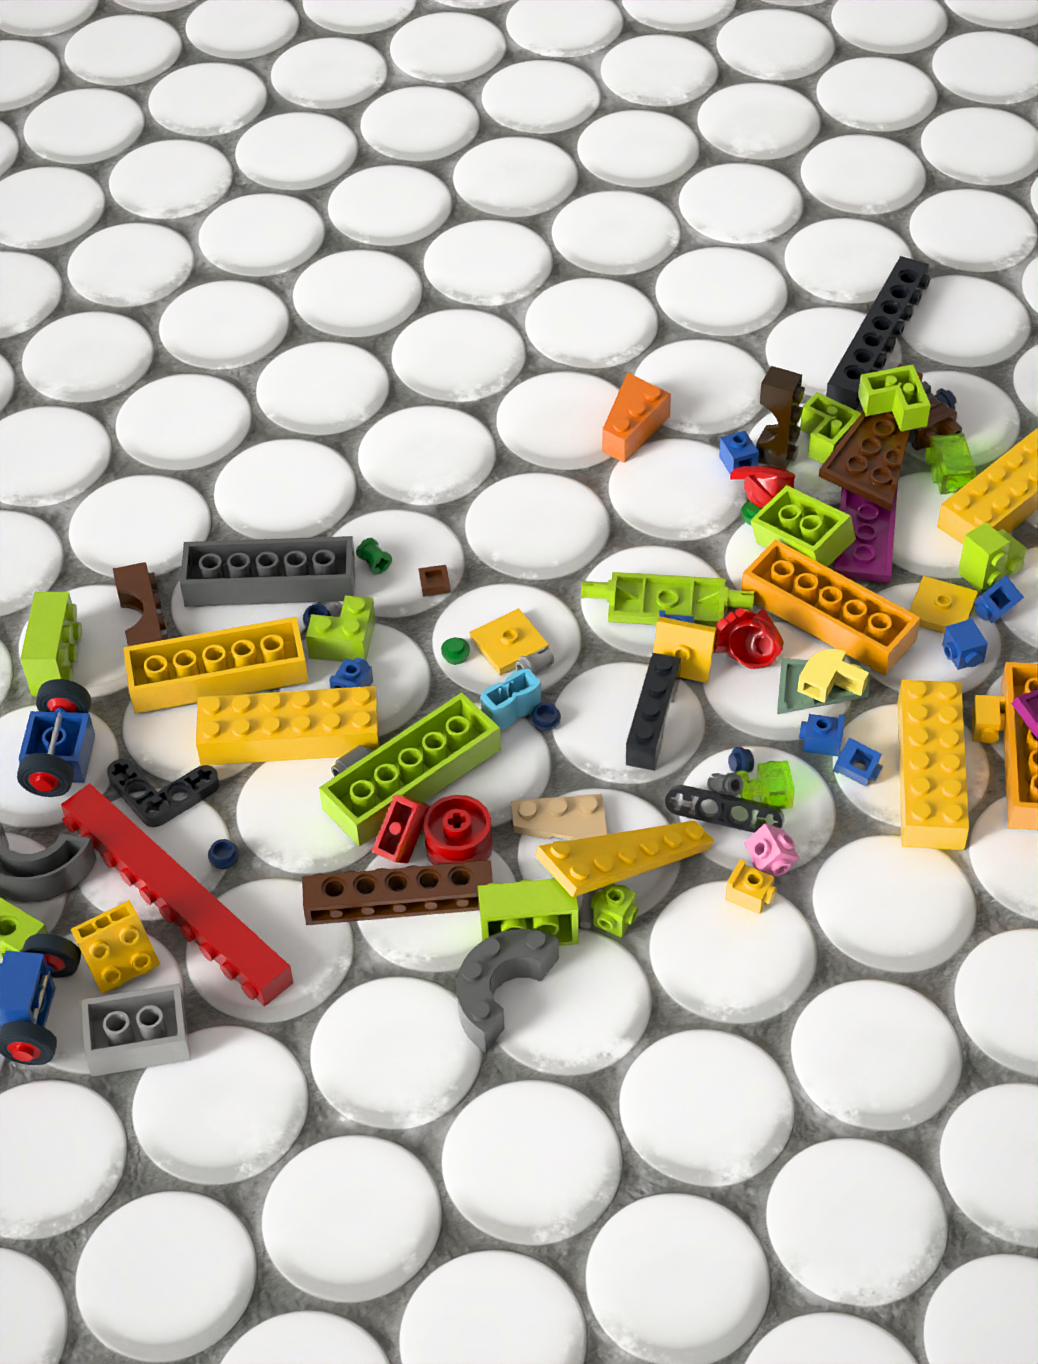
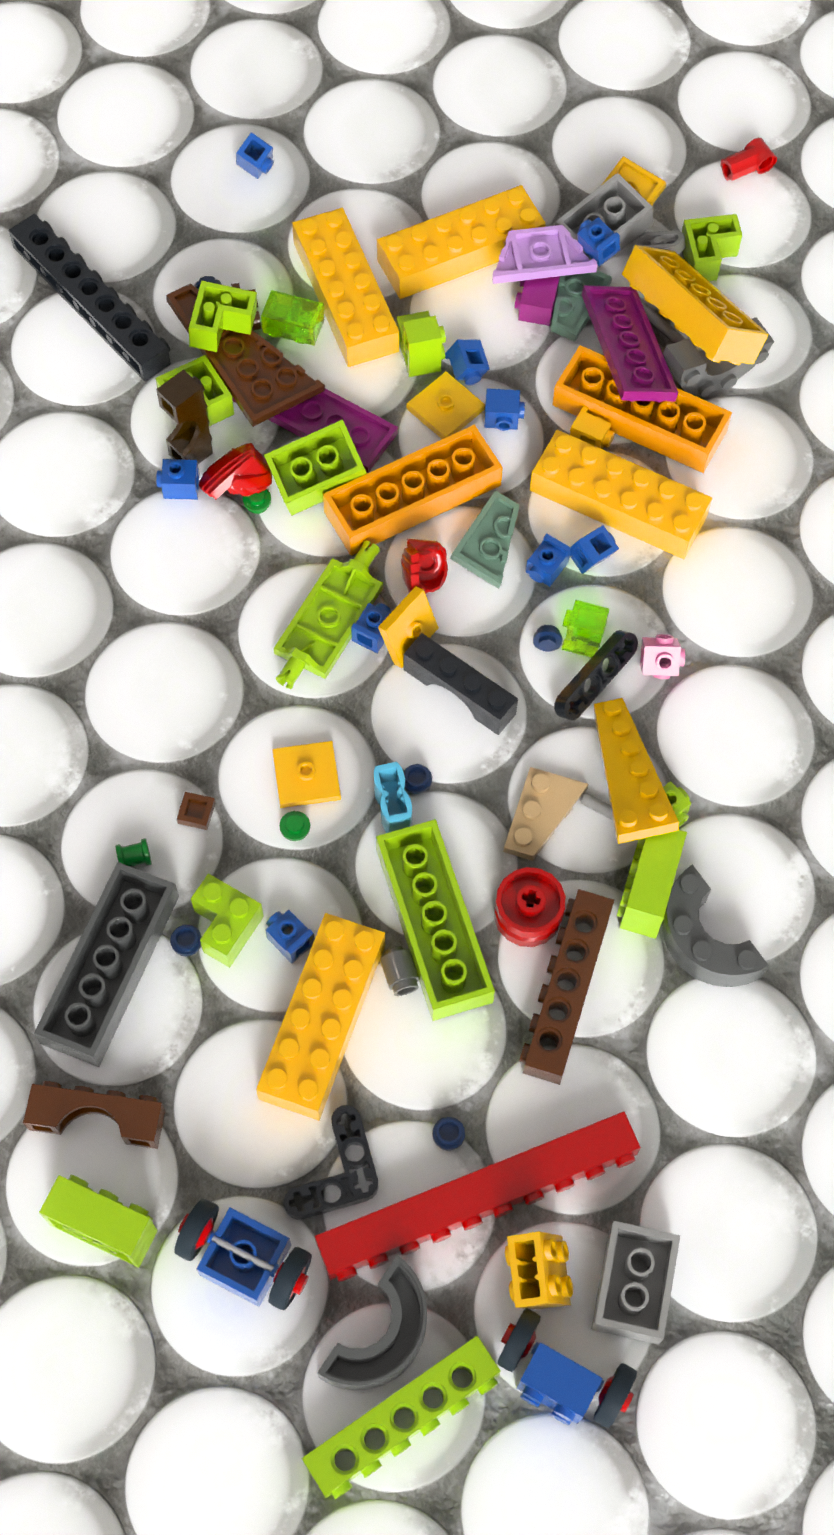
camera: 70 degrees left, 15 degrees up
(215, 664) = (210, 1060): yellow brick -> none
(400, 829) = (510, 953): red brick -> none
(536, 660) = (348, 768): light grey pin -> none
(634, 417) = (80, 545): orange wedge -> none
(727, 784) = (576, 657): dark grey pin -> none
(750, 887) = (683, 698): yellow brick -> none
(830, 669) = (493, 526): light yellow brick -> none

